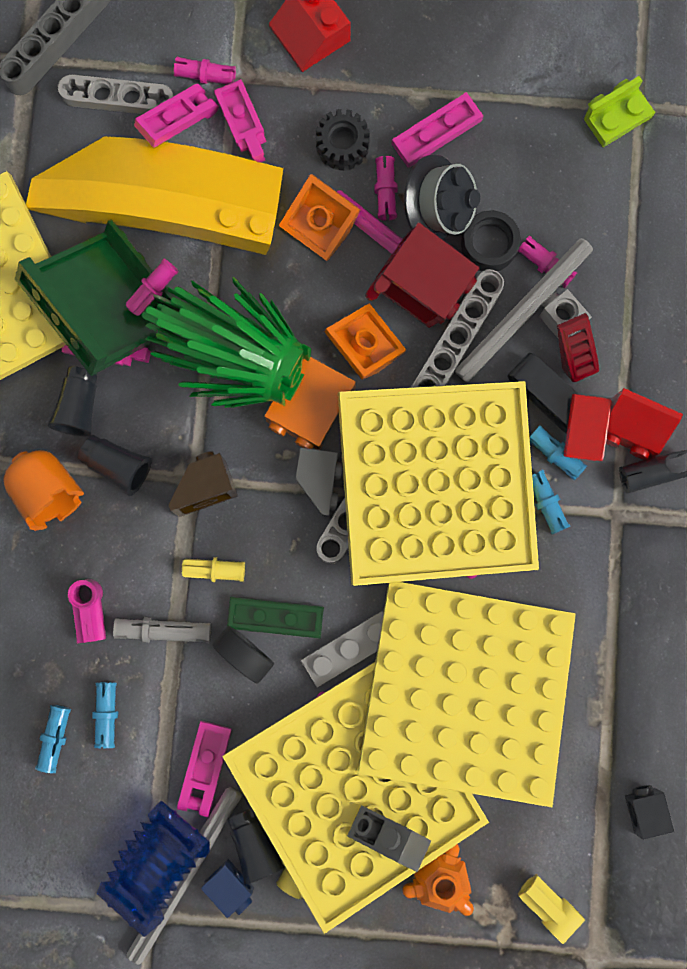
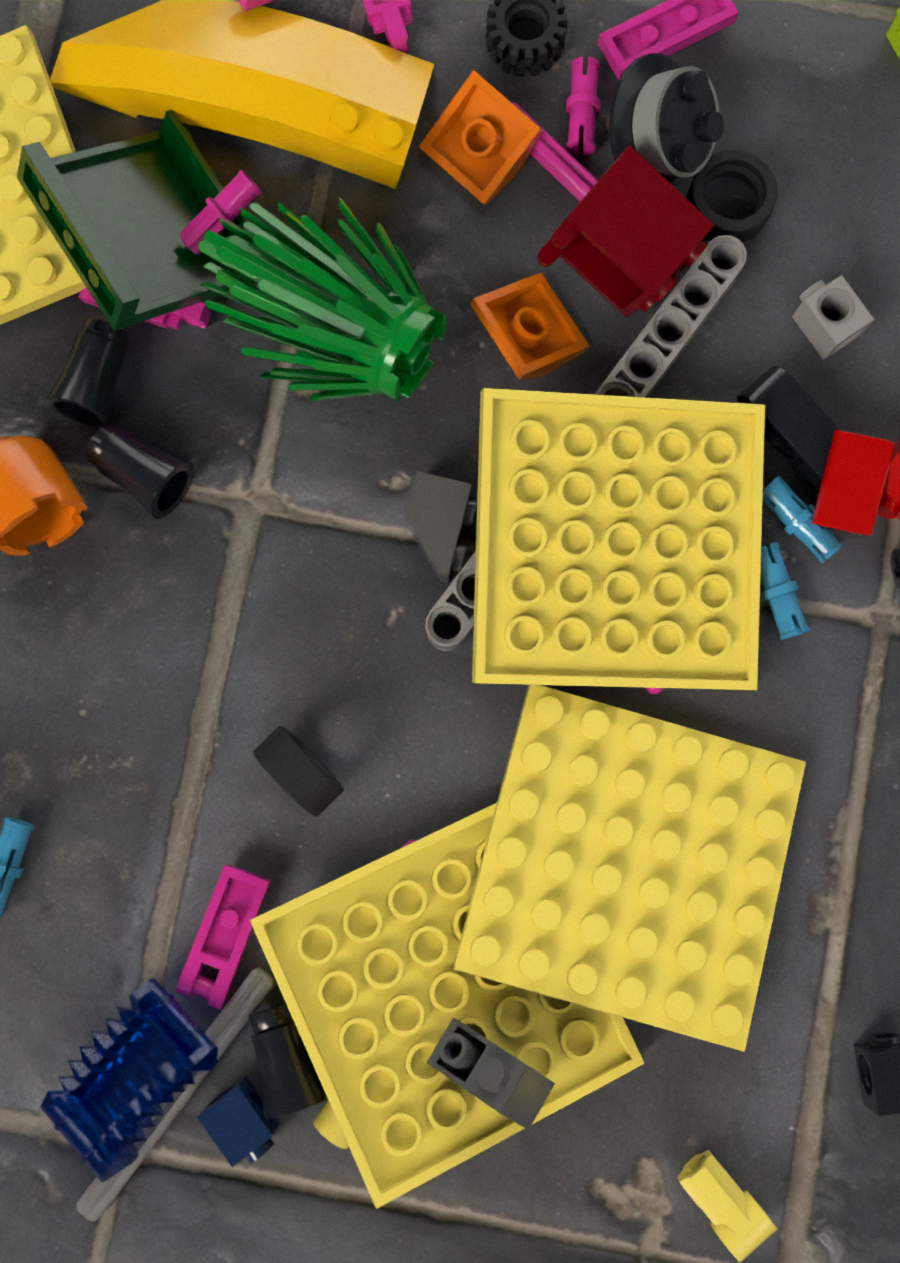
camera: 10 degrees right, 0 degrees up
(87, 615) = (77, 689): dark pink piece -> none
(105, 715) = (84, 840): dark azure pin -> none
(161, 630) = (170, 721): light grey pin -> none
(203, 485) = (264, 512): dark brown slope -> none
(213, 569) = (269, 641): light yellow axle -> none
(275, 617) = (353, 722): dark green tile -> none
(312, 407) = (440, 414): orange panel -> none
(344, 651) = (451, 782): light grey plate -> none
(443, 884) = (565, 1150): orange rock -> none
(524, 309) = (773, 300): light grey axle -> none
(542, 257) = (812, 236): dark pink pin -> none
(579, 350) = (856, 390): dark red slope -> none

